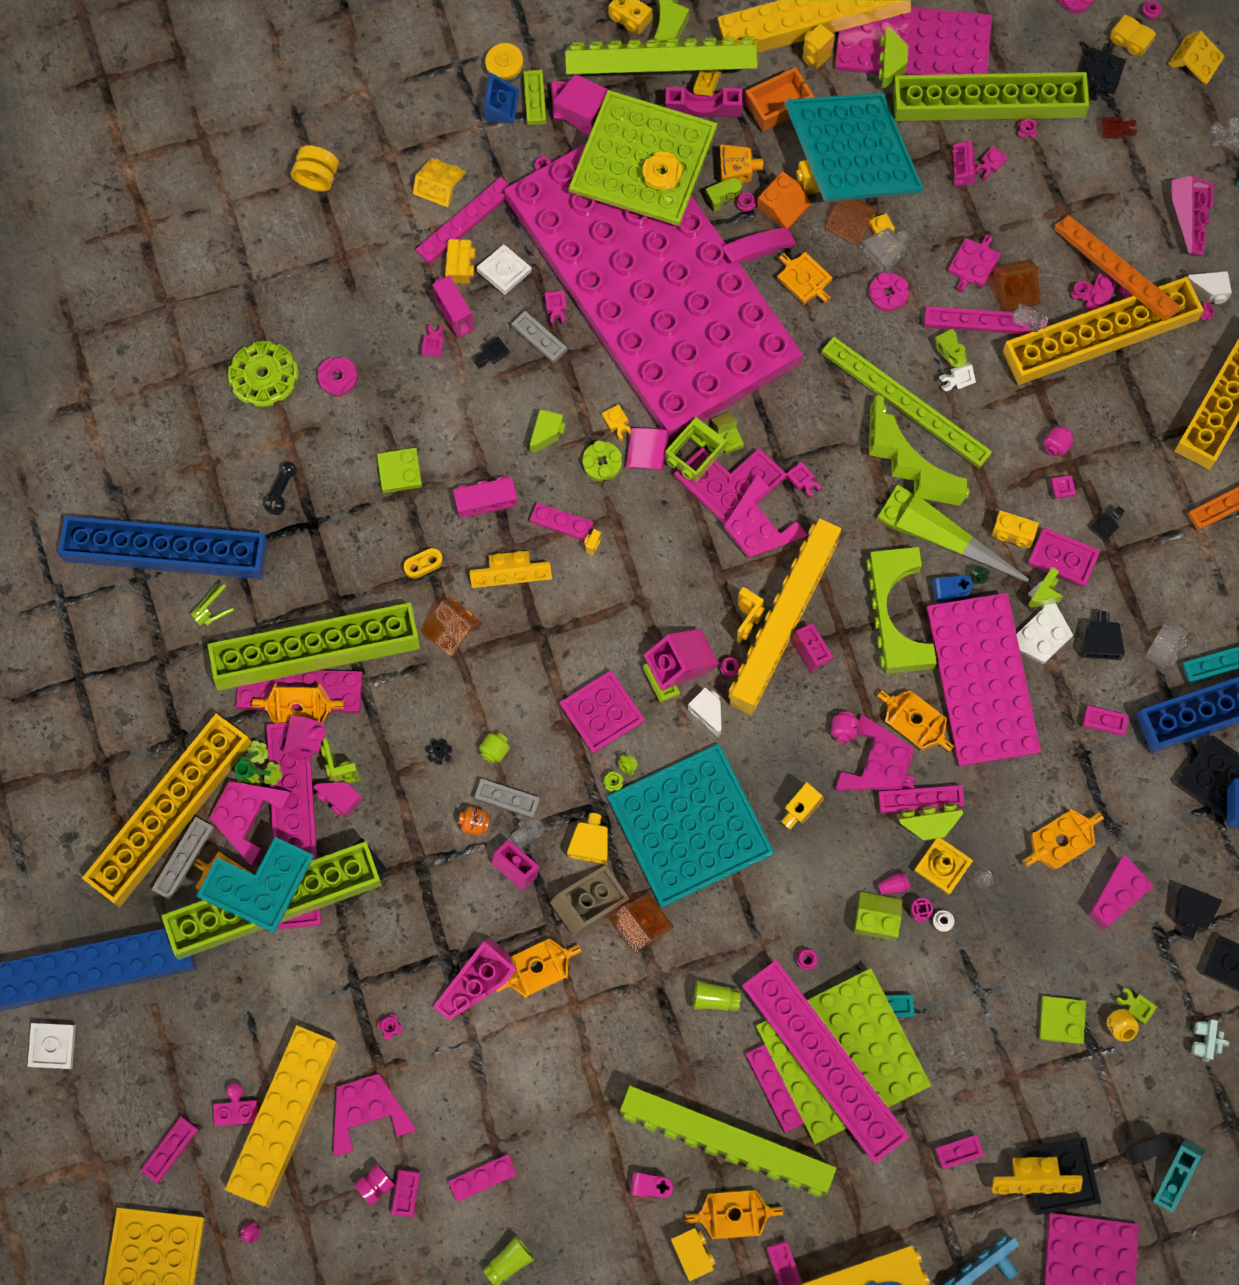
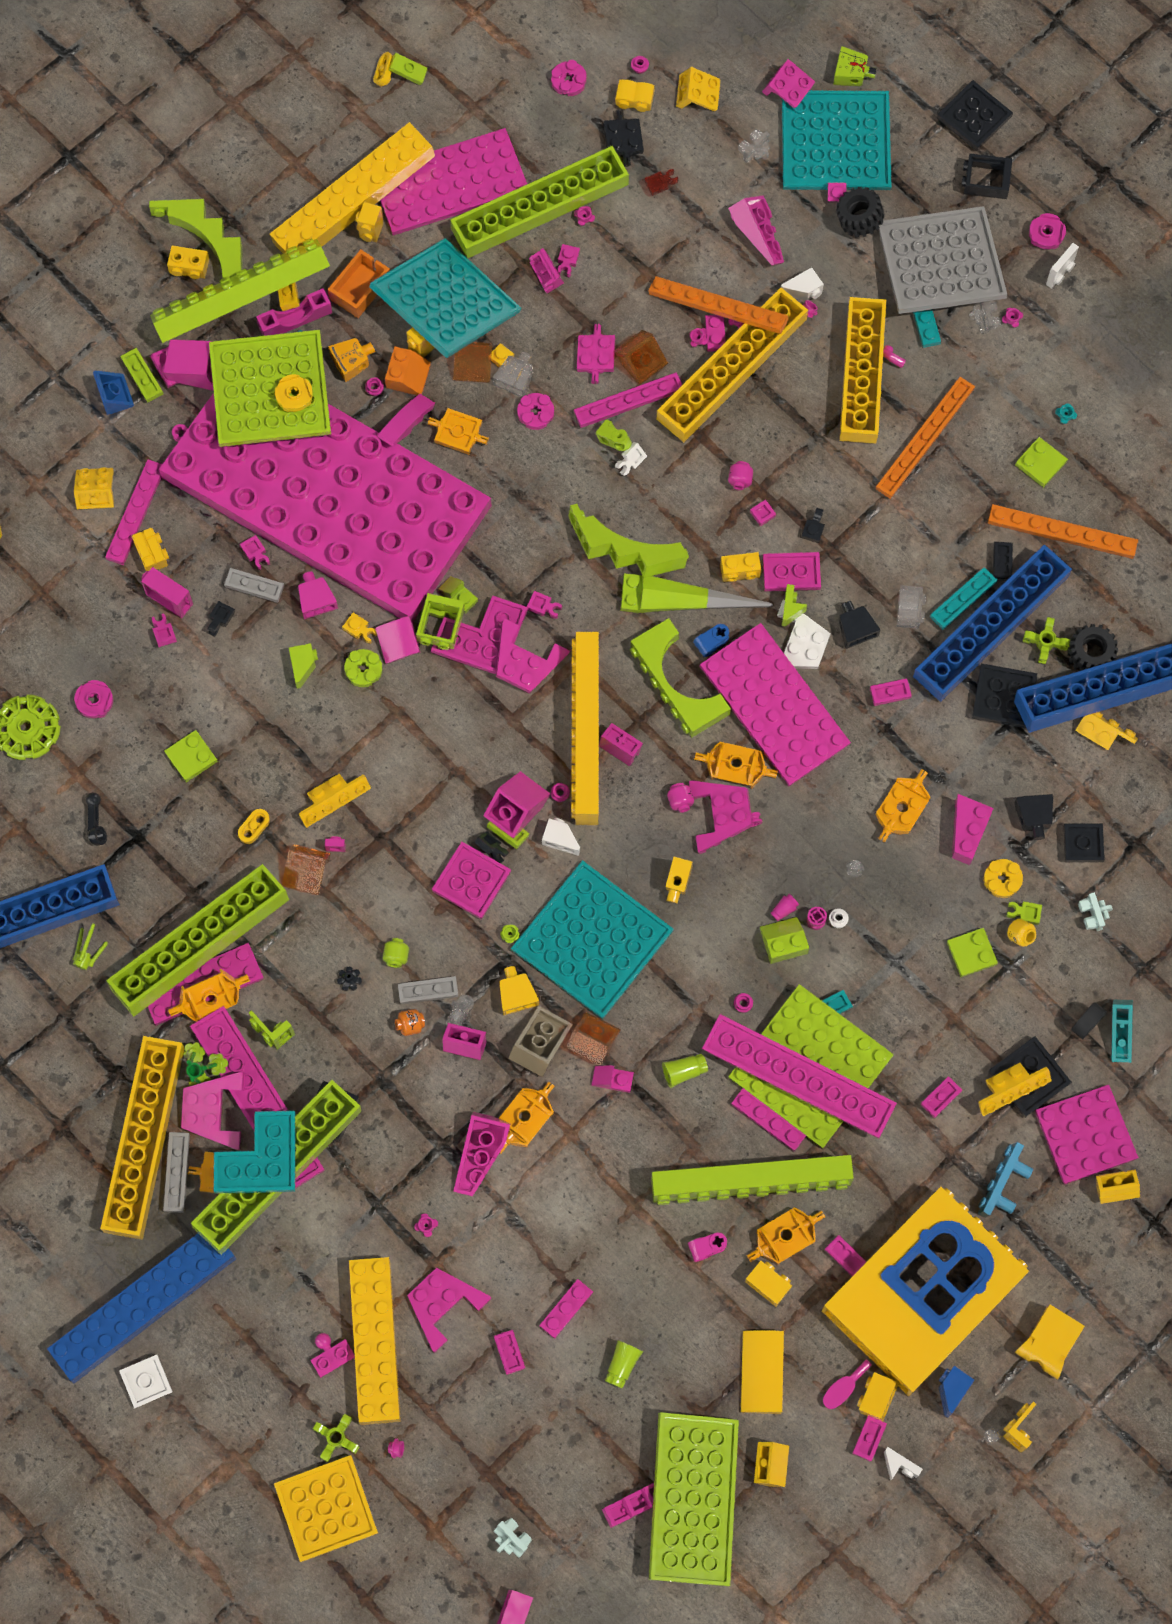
camera: 30 degrees left, 0 degrees up
(169, 1150) = (292, 1416): dark pink tile -> none
(192, 1183) = (343, 1425): none -> lime pin
(303, 737) = (230, 1019): dark pink torso -> none
(340, 796) = (284, 1055): dark pink slope -> none
(374, 1184) = (480, 1357): dark pink wheel -> none
(485, 497) = (278, 744): dark pink brick -> none
(490, 616) = (335, 844): none -> dark pink plate
(504, 269) = (192, 539): white plate -> none
(505, 62) = (99, 355): yellow piece -> none
(561, 522) = (354, 736): dark pink plate -> none
(590, 373) = (315, 596): none -> dark pink torso
(592, 542) = (390, 740): yellow plate -> none
(627, 764) = (515, 913): lime plate -> none
(637, 685) = (490, 844): none -> black plate
(641, 972) = (612, 1078): none -> dark pink slope
(723, 192) = (350, 386): lime leg -> none
(752, 606) = (551, 731): yellow bracket -> none
(893, 58) = (440, 203): lime slope -> none
(906, 402) = (597, 499): lime plate -> none
(916, 799) = (772, 827): dark pink plate -> none
(931, 821) = (789, 841): lime slope -> none
(943, 865) = (816, 873): yellow plate -> none
(980, 575) = (730, 618): clear green plate -> none
(1029, 318) = (667, 381): clear hips -> none
(1141, 955) = (995, 885): none -> yellow plate

